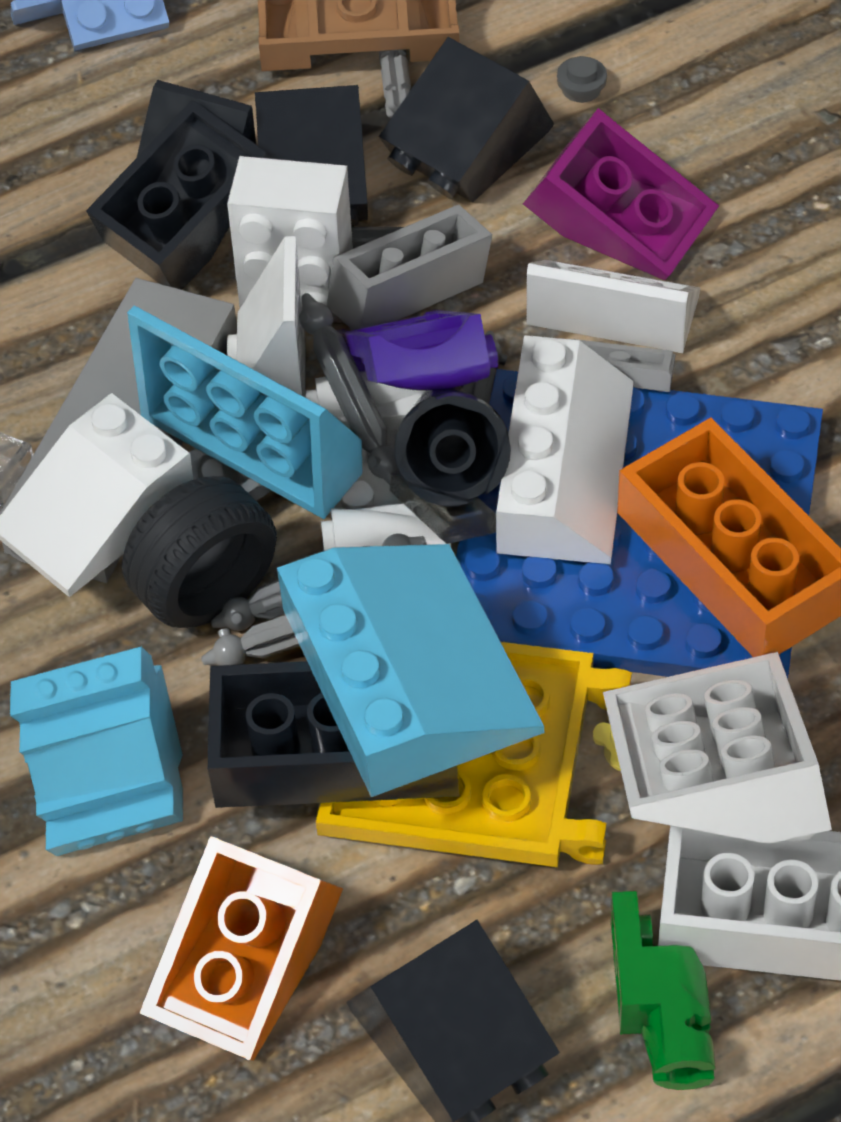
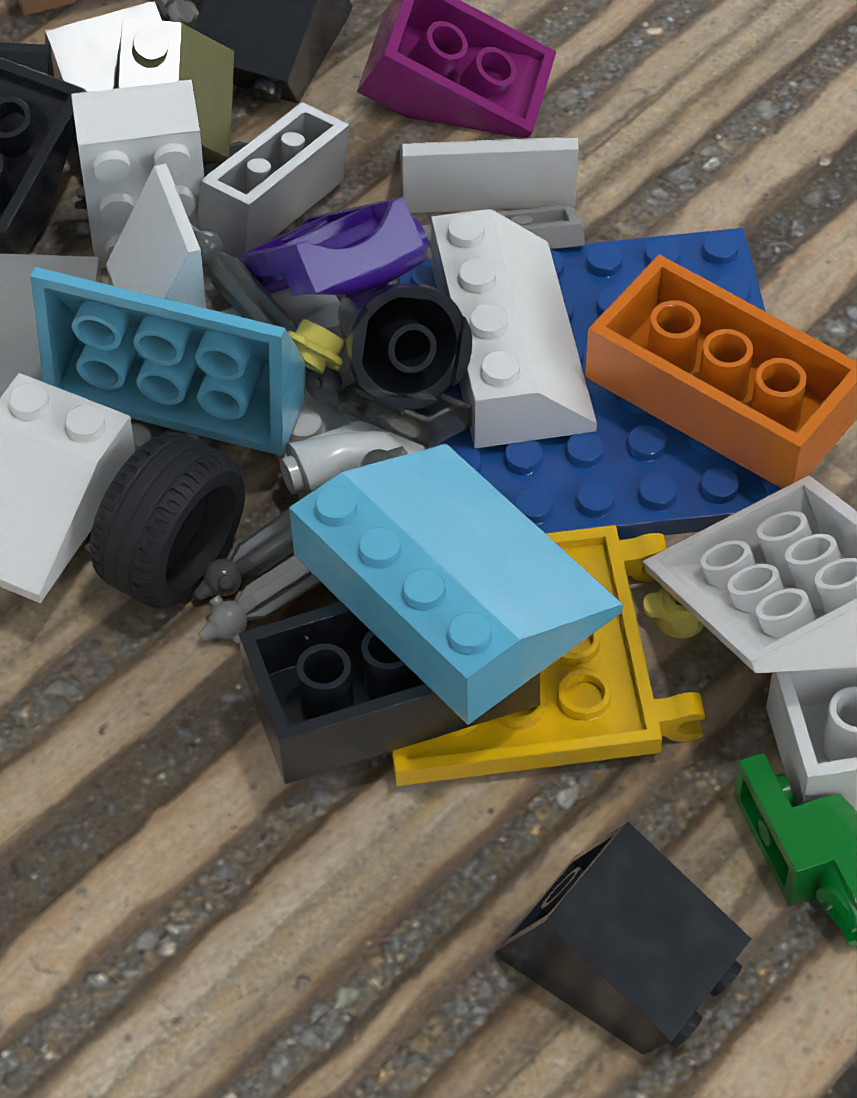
camera: 20 degrees left, 0 degrees up
(100, 749) = (144, 754): medium azure slope -> none
(239, 948) = (365, 925): orange slope -> none
(373, 156) = (175, 52): none -> olive slope
(376, 429) = (318, 346): none -> light yellow plate

